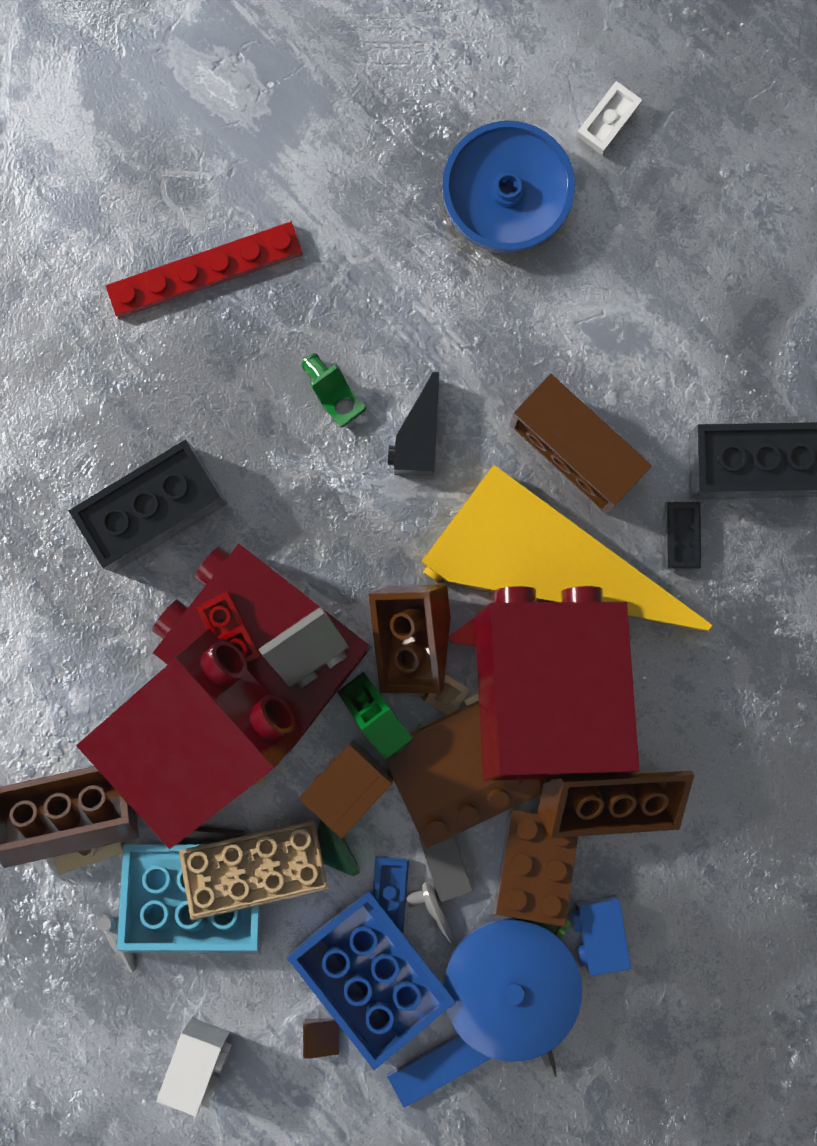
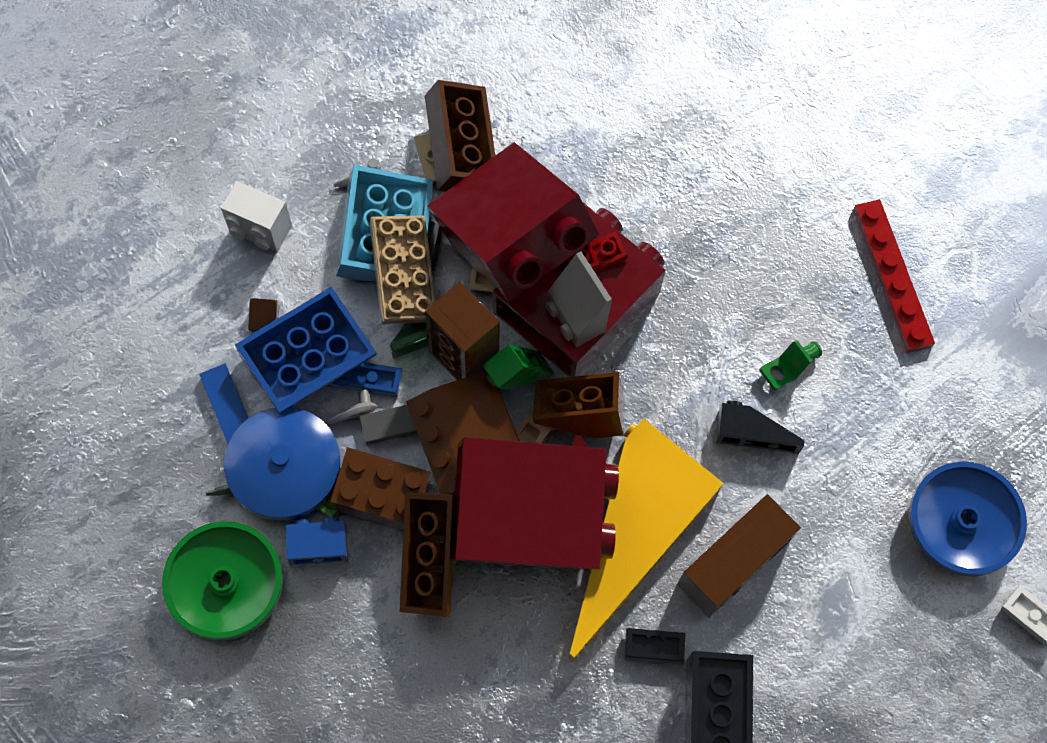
camera: 90 degrees right, 15 degrees down
(148, 507) = (698, 215): black piece -> none
(660, 1042) = (222, 580): none -> green dish

